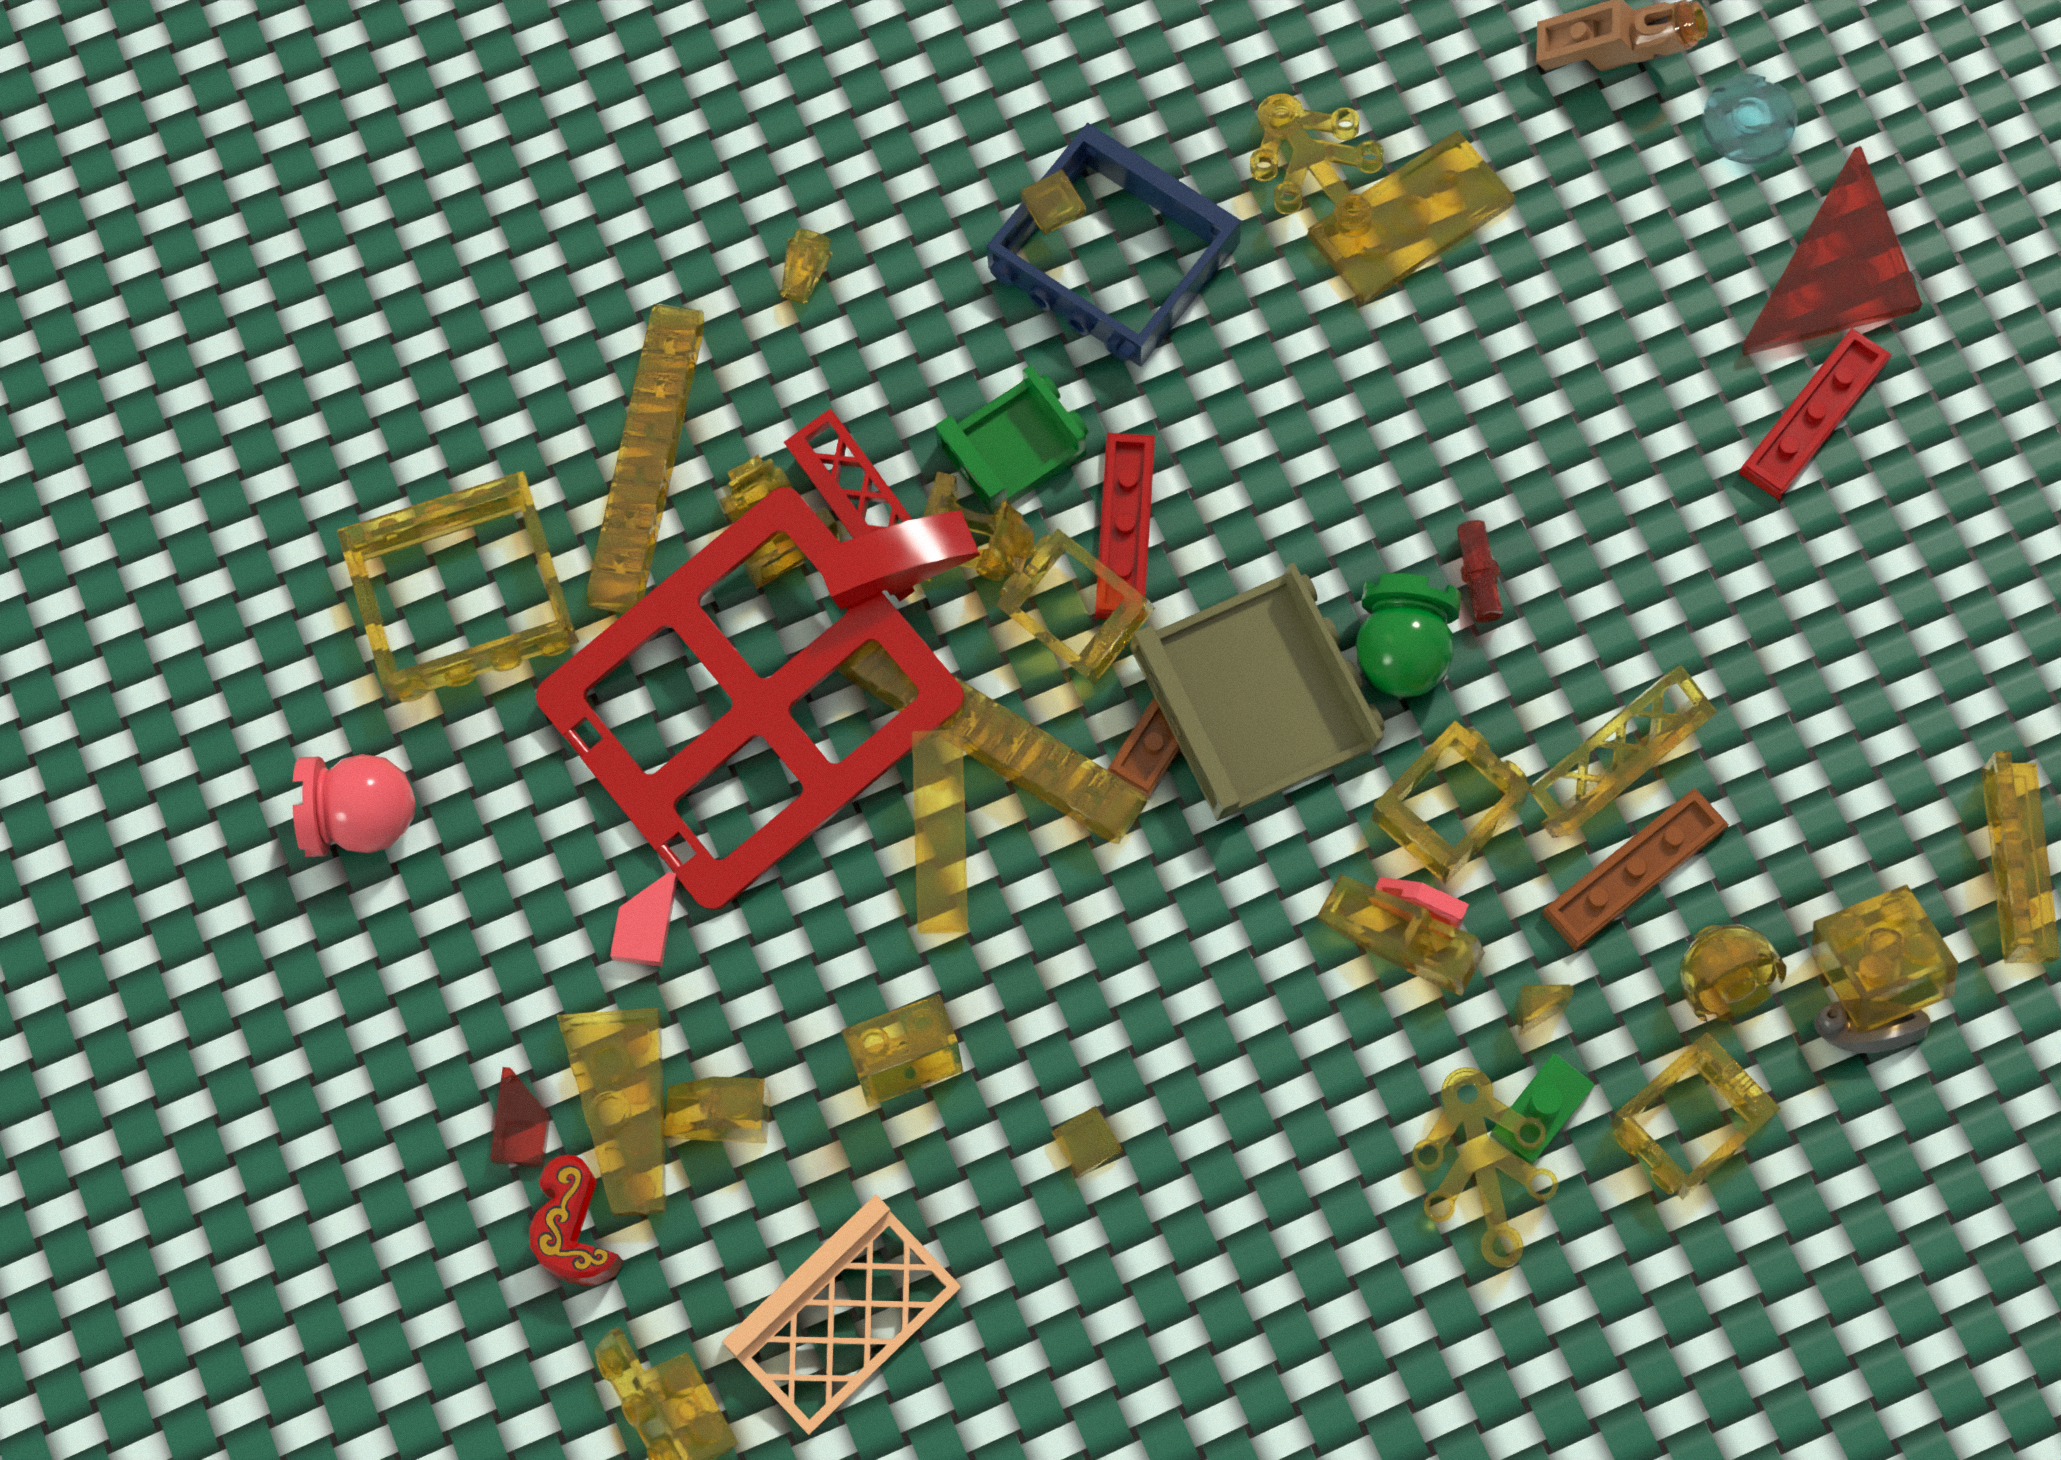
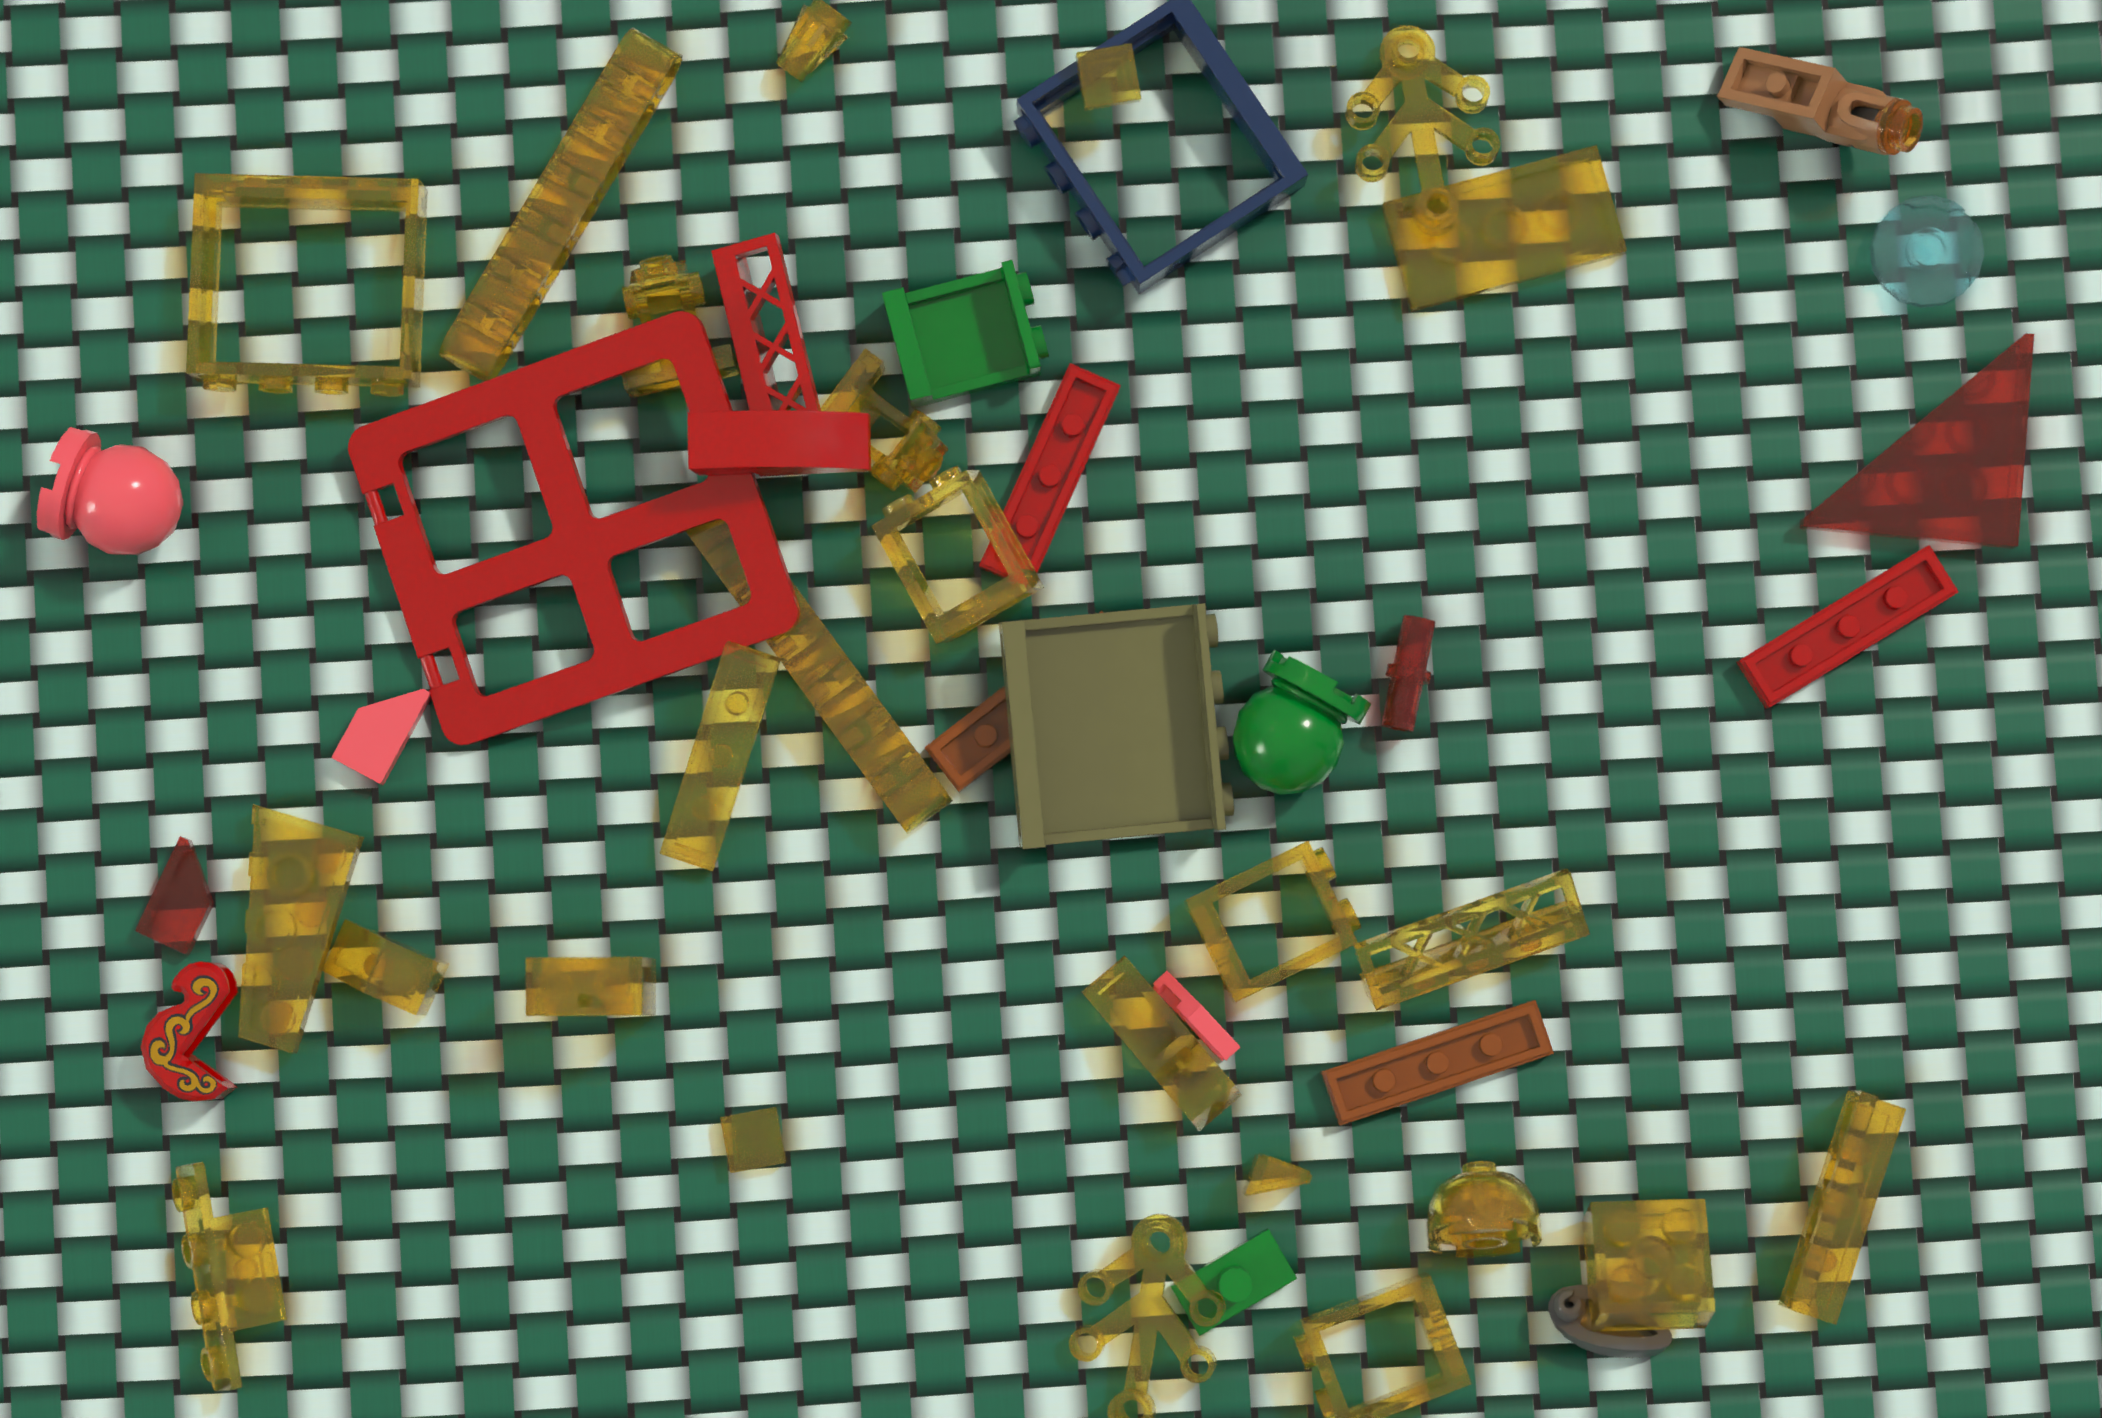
camera: 15 degrees right, 15 degrees up
(809, 1281) = (414, 1182): light nougat fence -> none

